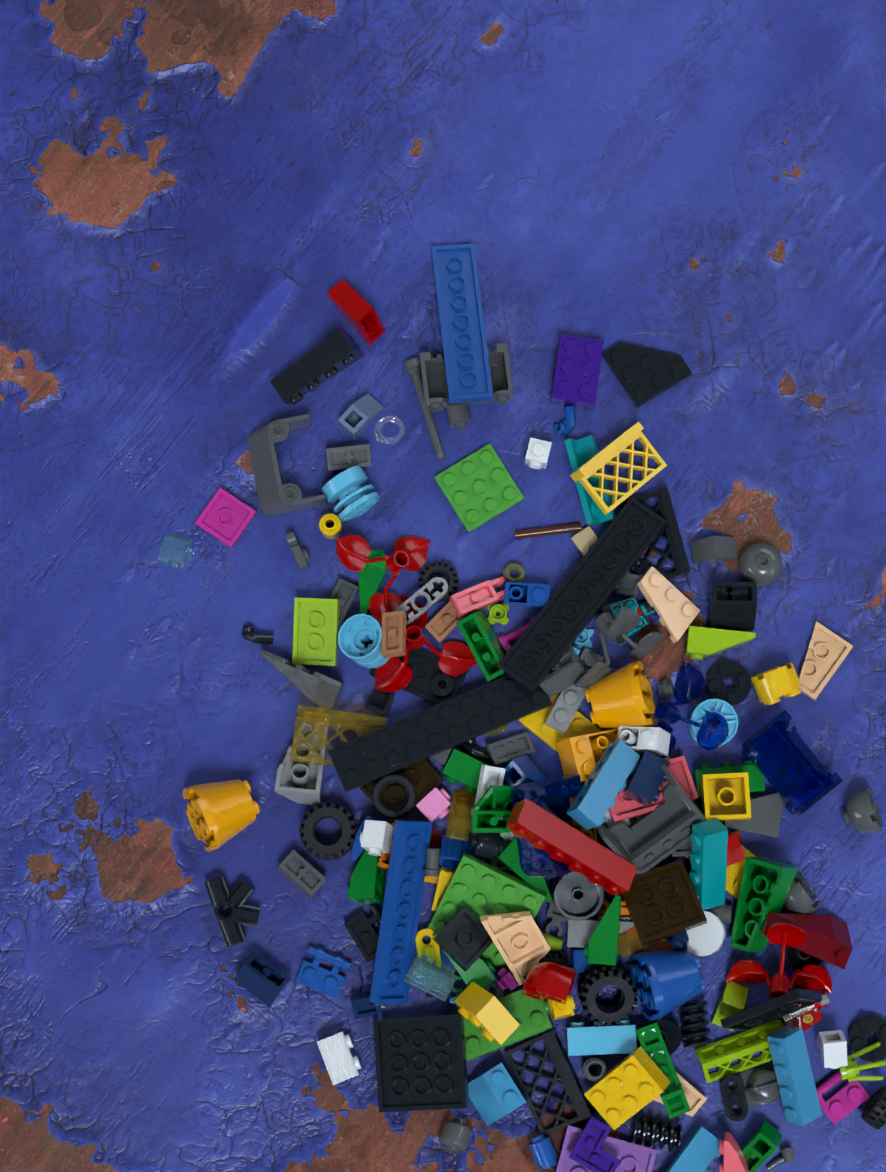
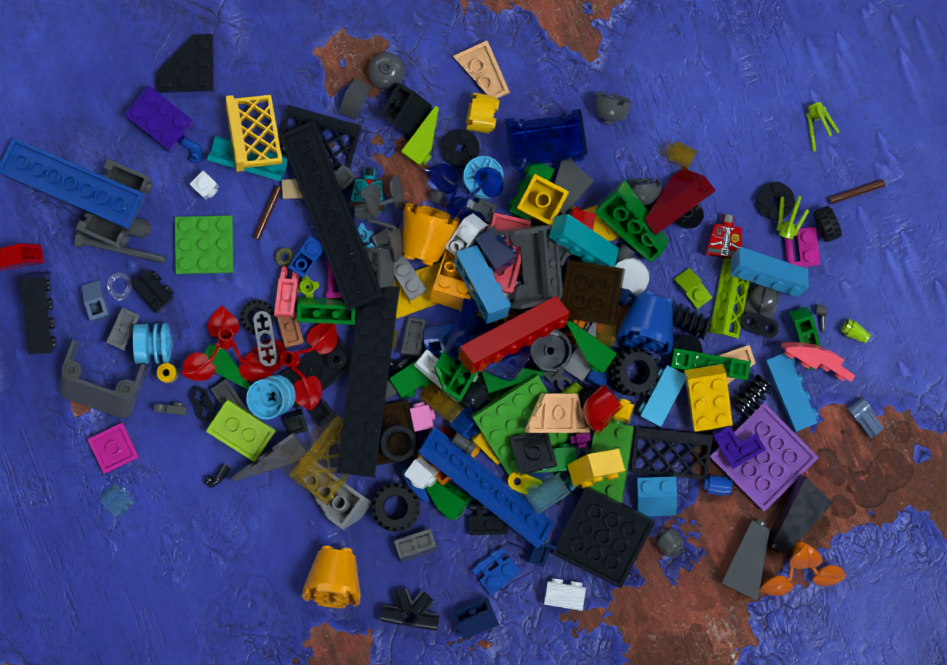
camera: 60 degrees left, 5 degrees up
(316, 576) = (199, 407): none -> black beam
(356, 681) = (295, 422): none -> pearl dark grey slope
(393, 634) = (279, 373): nougat plate -> none
(403, 465) = (152, 291): none -> black brick
(600, 1072) = (681, 407): dark grey brick -> none
(672, 606) = (376, 155): light nougat wing -> none
(683, 741) = (485, 207): none -> dark grey plate
(771, 1010) = (714, 260): black tile -> none
(809, 977) = (706, 219): red plant -> none
(832, 1048) = (766, 233): white slope -> none
(858, 911) = (680, 155): none -> clear yellow brick

